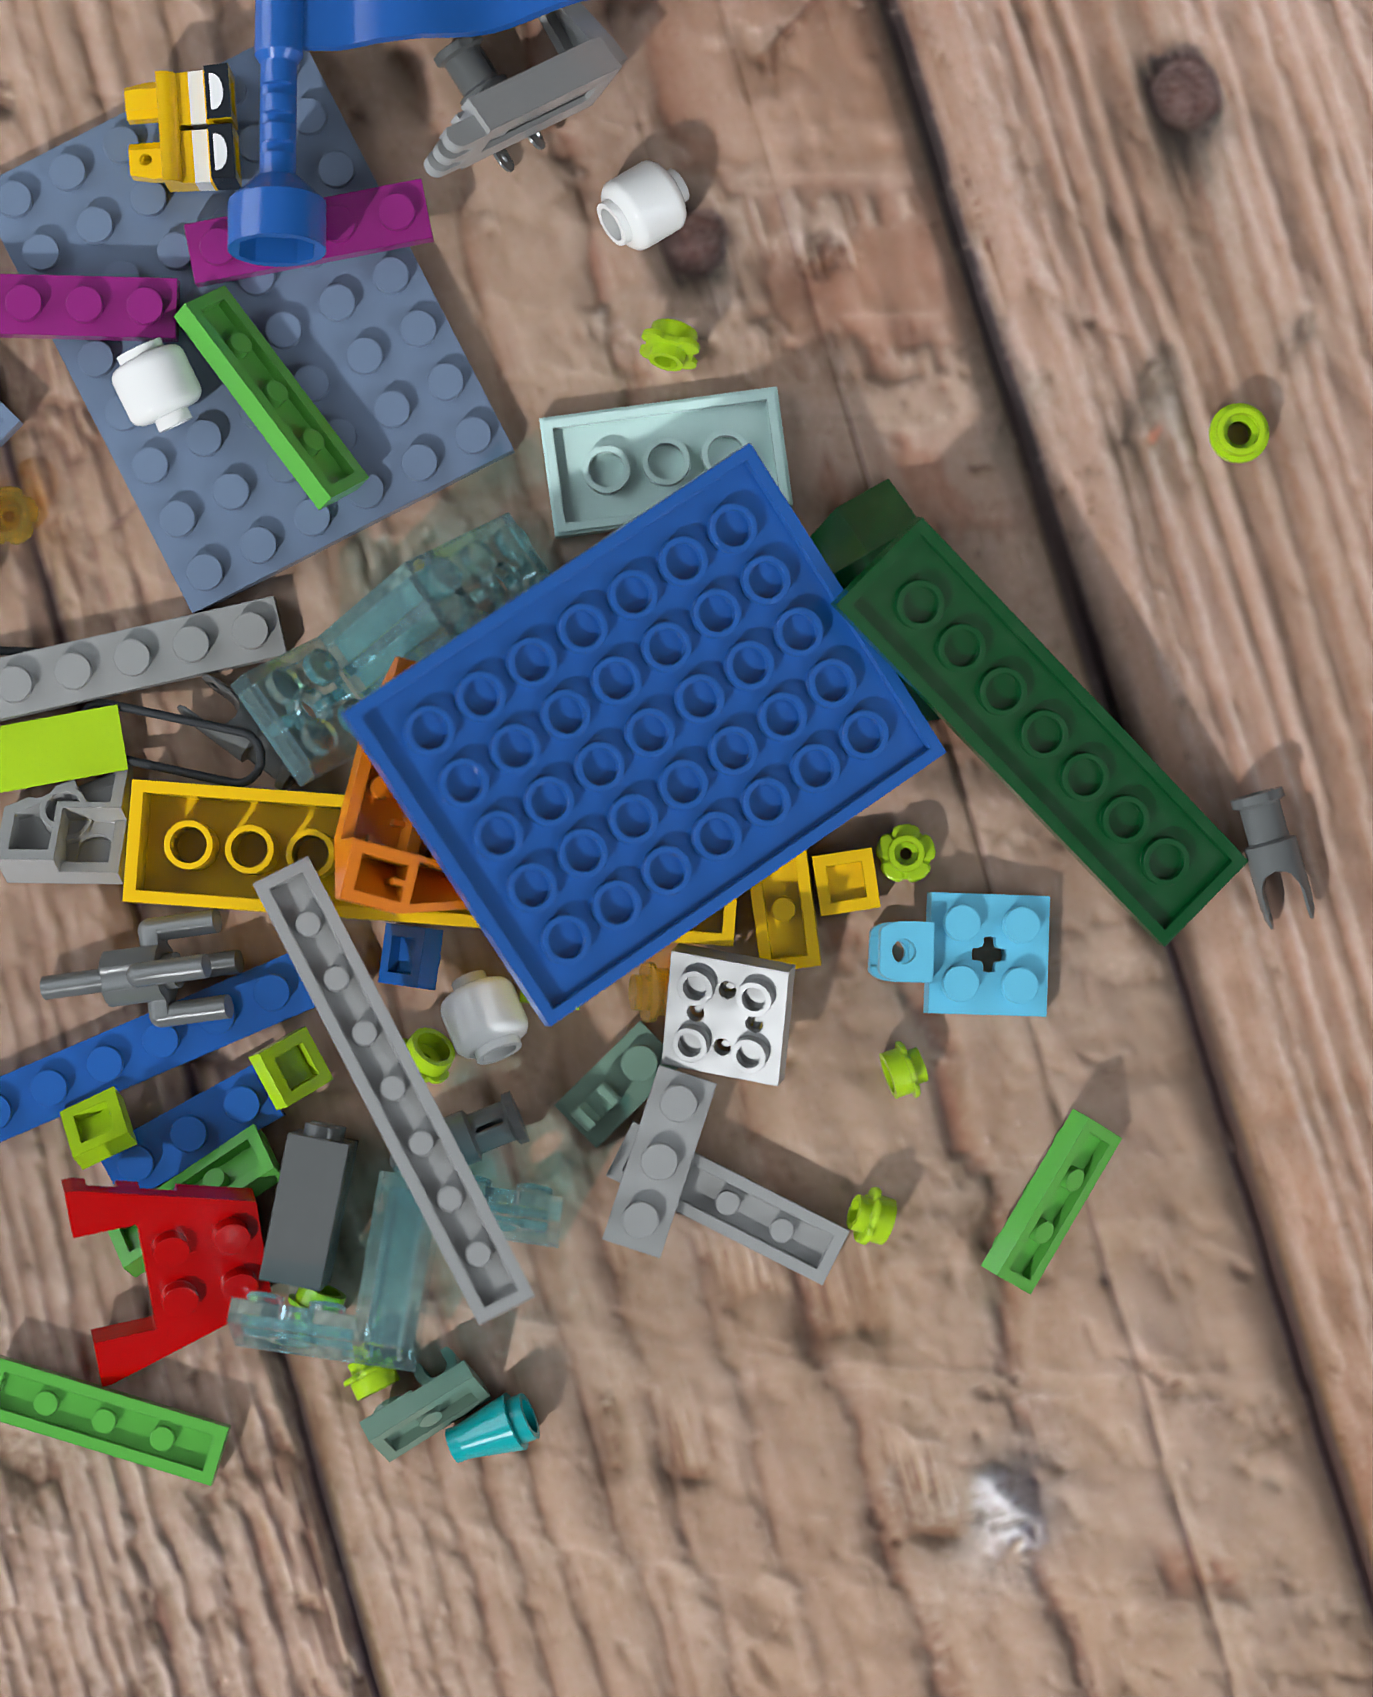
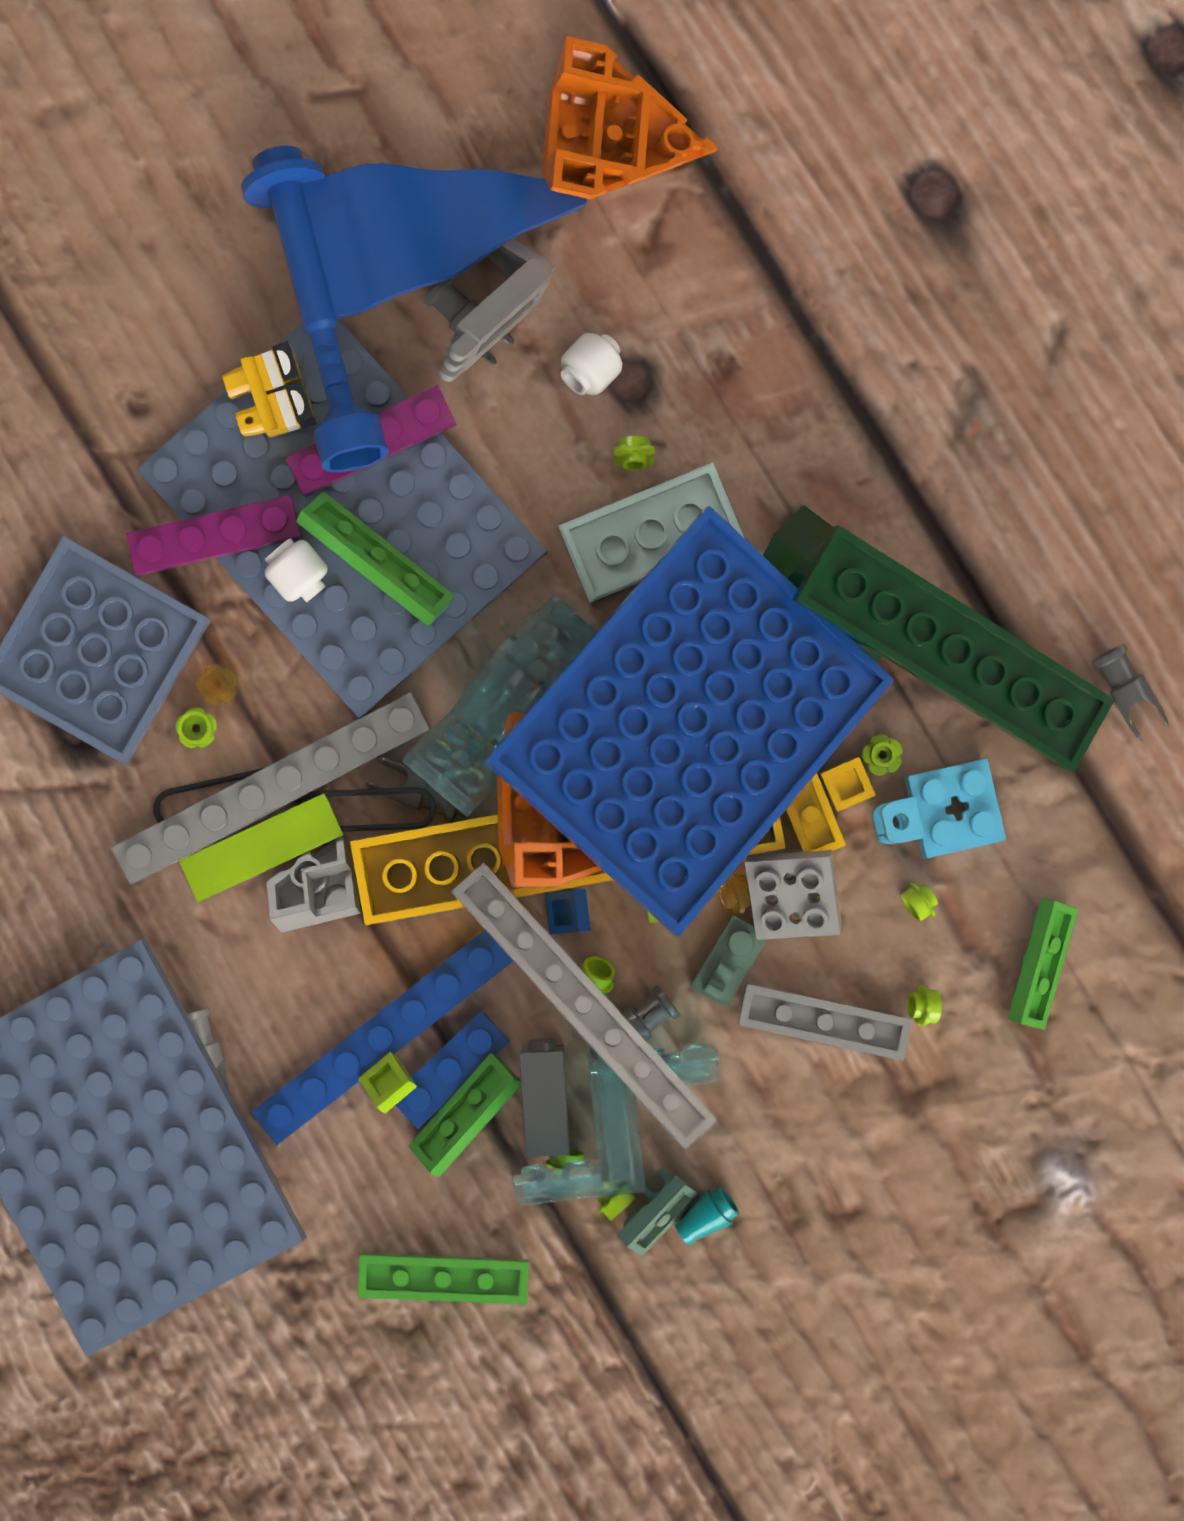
camera: 10 degrees left, 0 degrees up
(156, 972) = (399, 968): dark grey plant -> none
(196, 1255) = (478, 1153): red wing -> none
(291, 1068) = (506, 1008): lime plate -> none
(484, 1017) = (628, 939): white head -> none
(659, 1161) = (772, 1006): light grey plate -> none
(1252, 420) = (1041, 404): lime plate -> none

